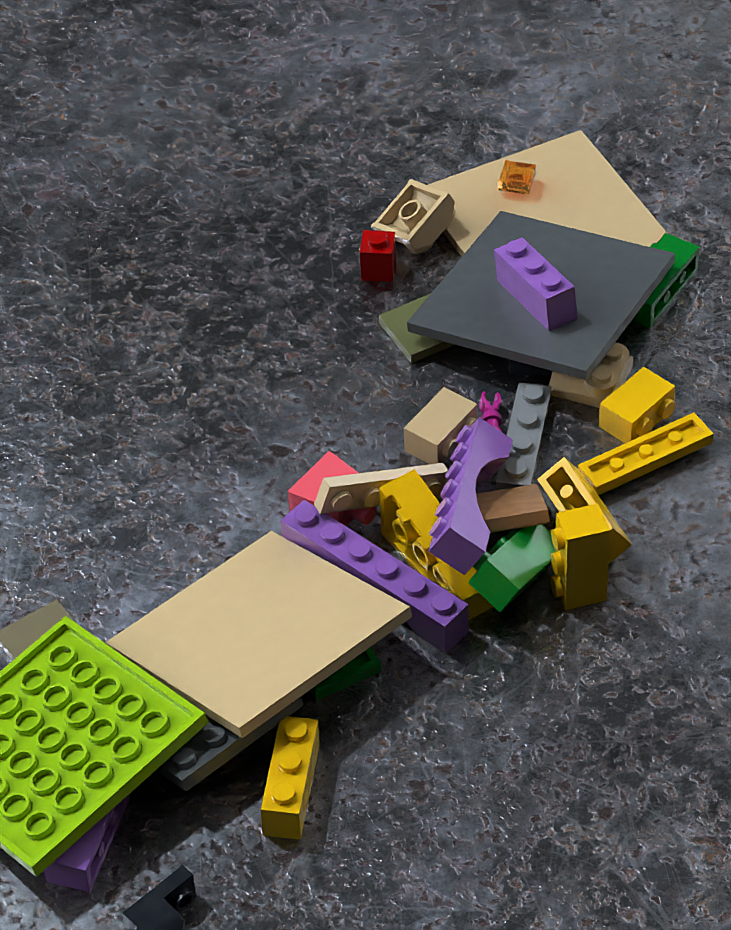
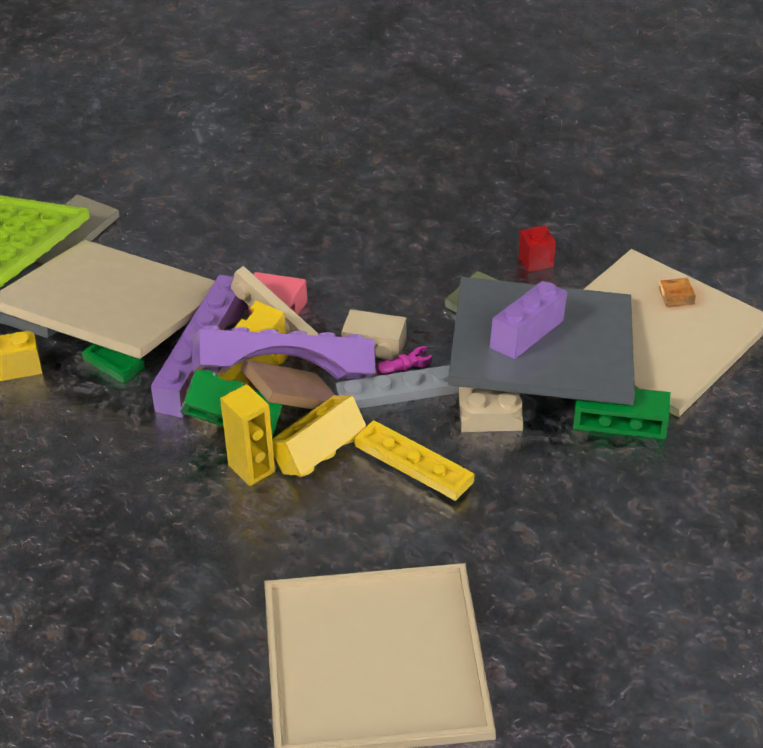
camera: 65 degrees right, 5 degrees down
(417, 216) = (589, 255): tan slope -> none
(637, 406) = (463, 437): yellow brick -> none

